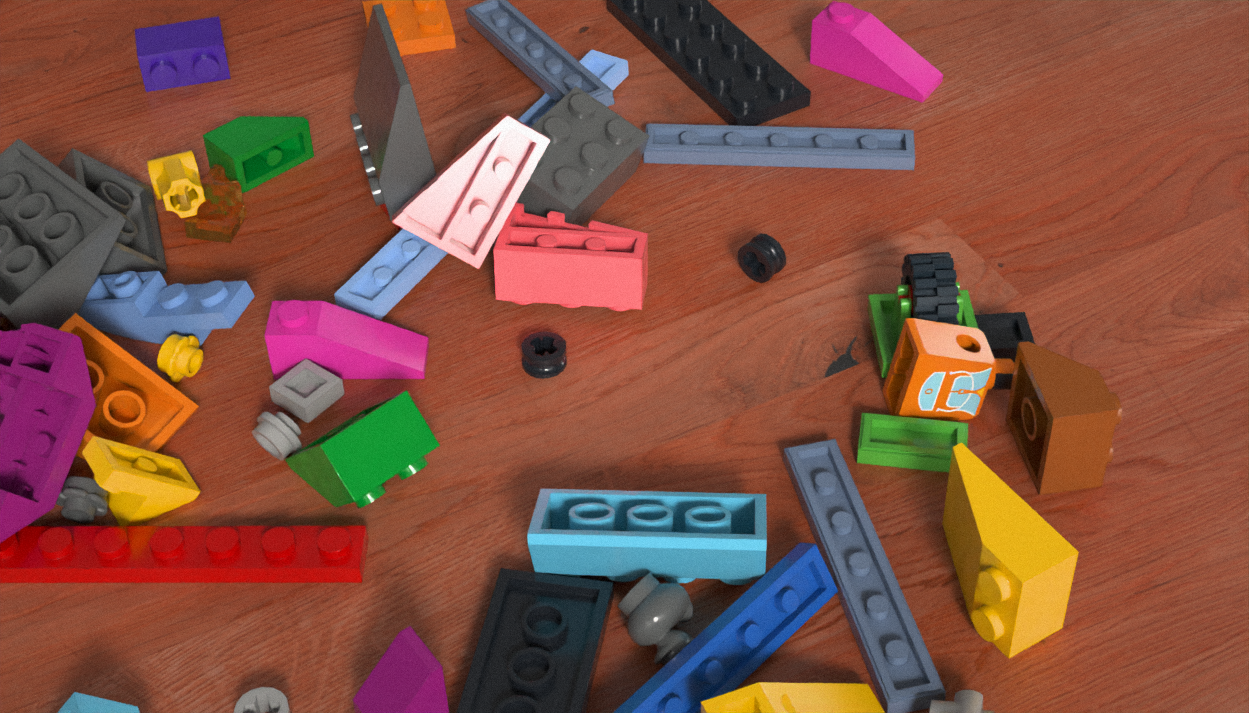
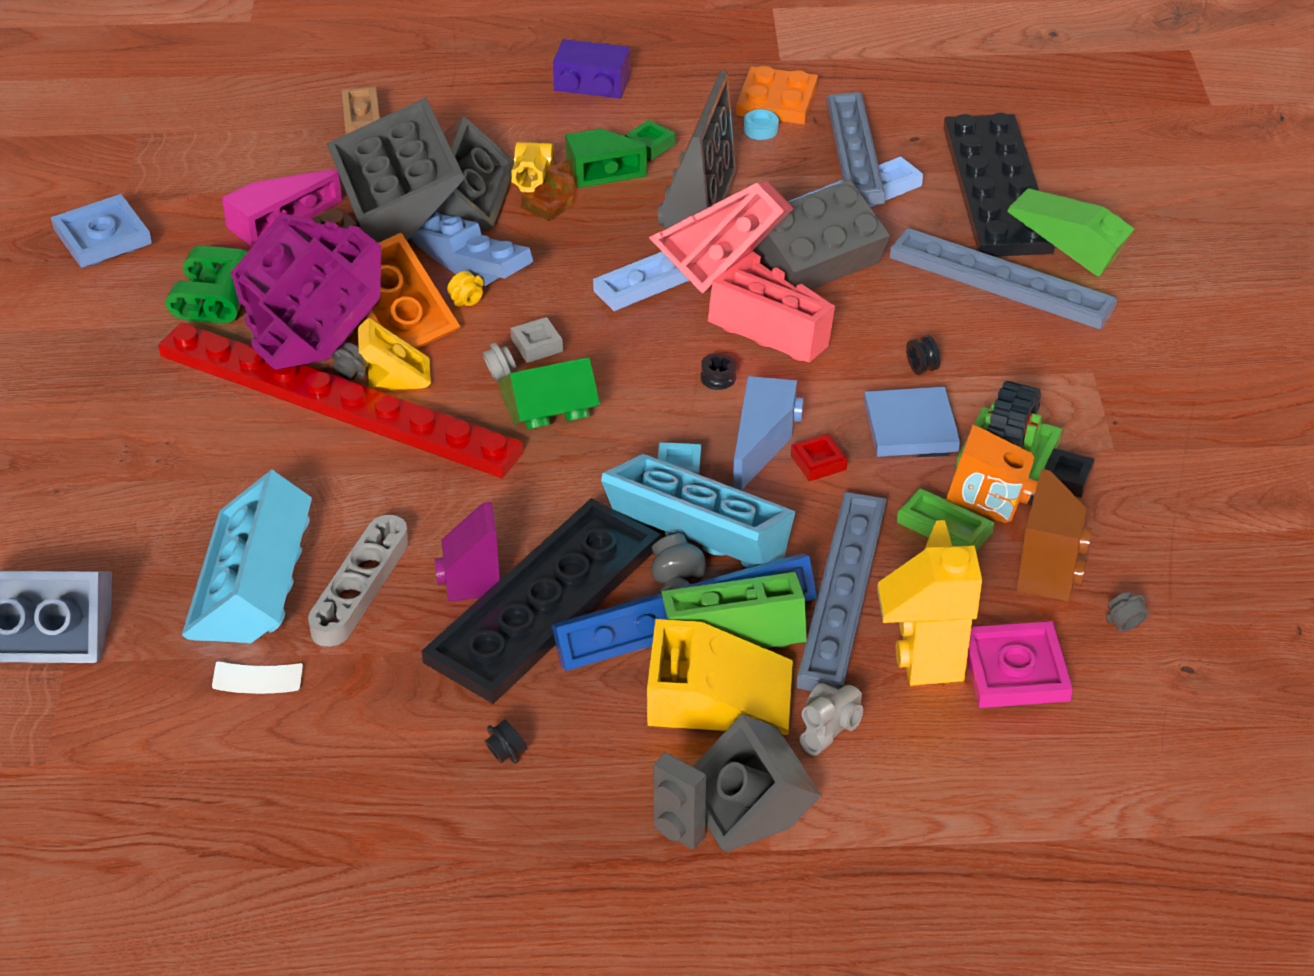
camera: 25 degrees right, 0 degrees up
(301, 105) = (655, 137): none -> green plate
(342, 342) = (579, 315): dark pink slope -> none
(416, 59) = (761, 124): none -> medium azure tile
(573, 473) = (681, 455): none -> medium azure plate
(640, 393) = (765, 425): none -> medium blue slope
(723, 417) = (818, 457): none -> red tile
(792, 640) = (756, 609): none -> bright green slope
(796, 339) = (911, 421): none -> medium blue tile
(833, 68) = (1077, 228): none -> bright green slope
(868, 51) = (1146, 247): dark pink slope -> none
(1025, 531) = (933, 587): none -> yellow slope
(1124, 587) = (1017, 665): none -> dark pink plate
(1181, 473) = (1127, 611): none -> dark grey plate

